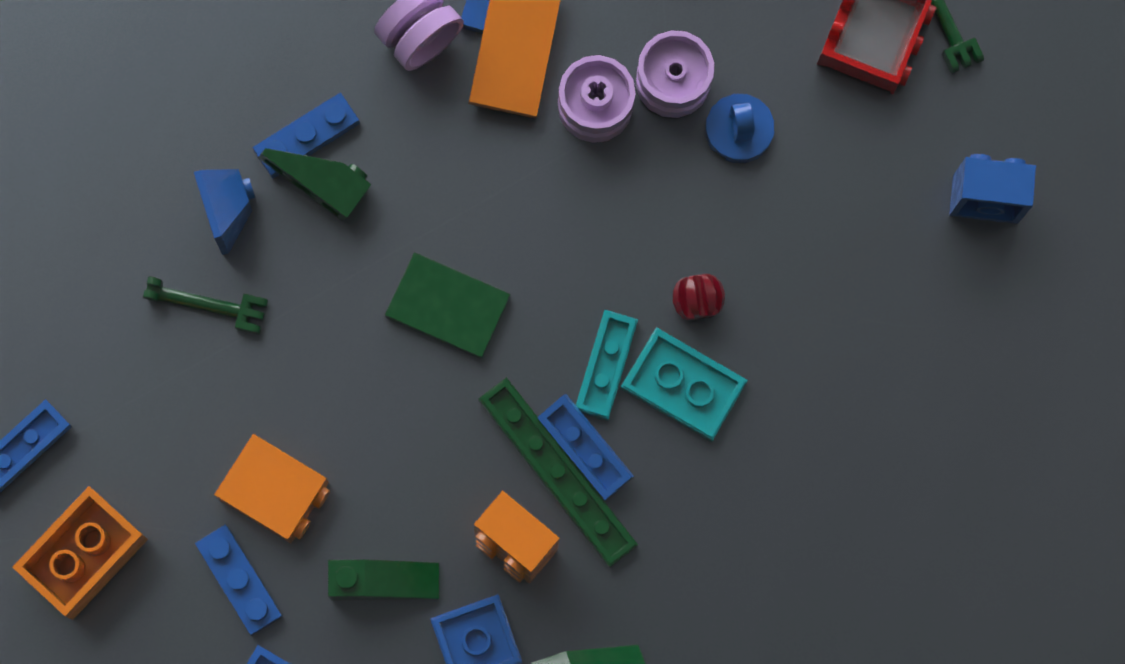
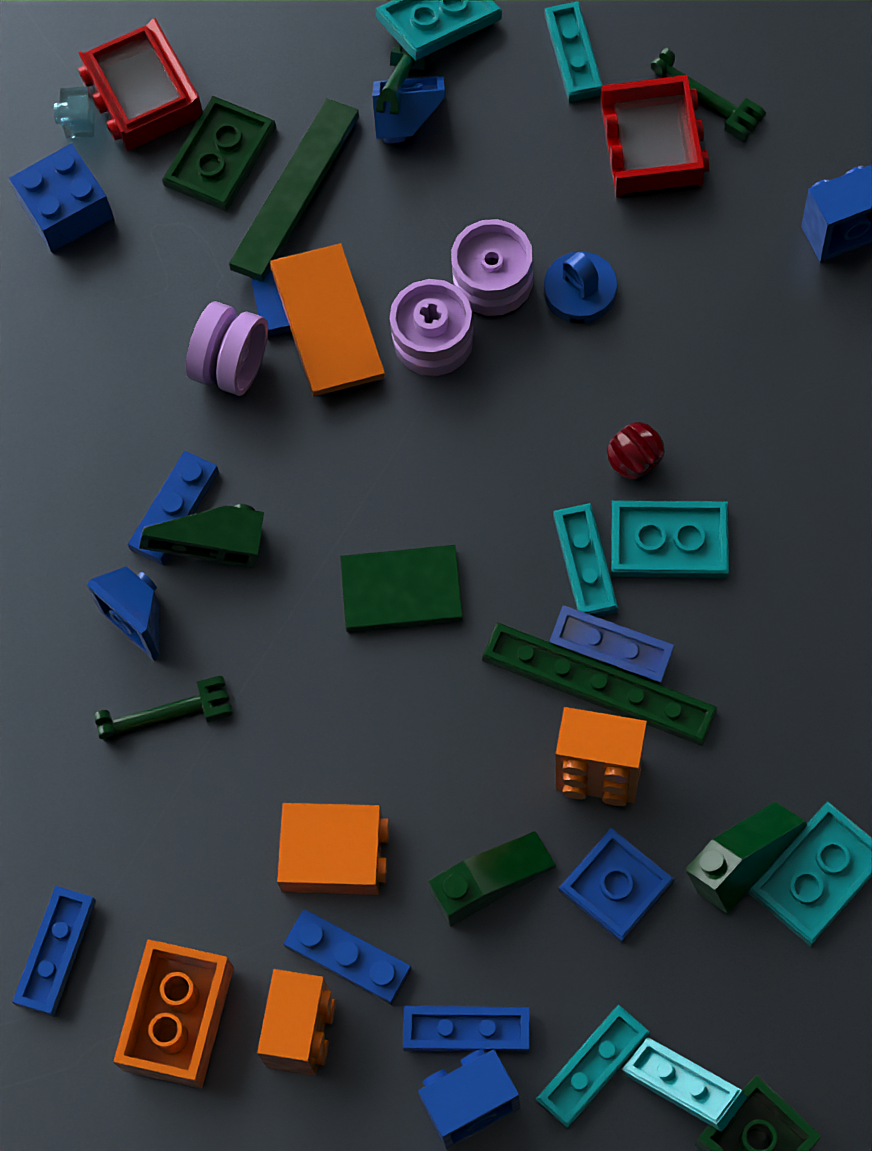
camera: 15 degrees left, 10 degrees down
(167, 614) = (296, 1022): none -> orange brick

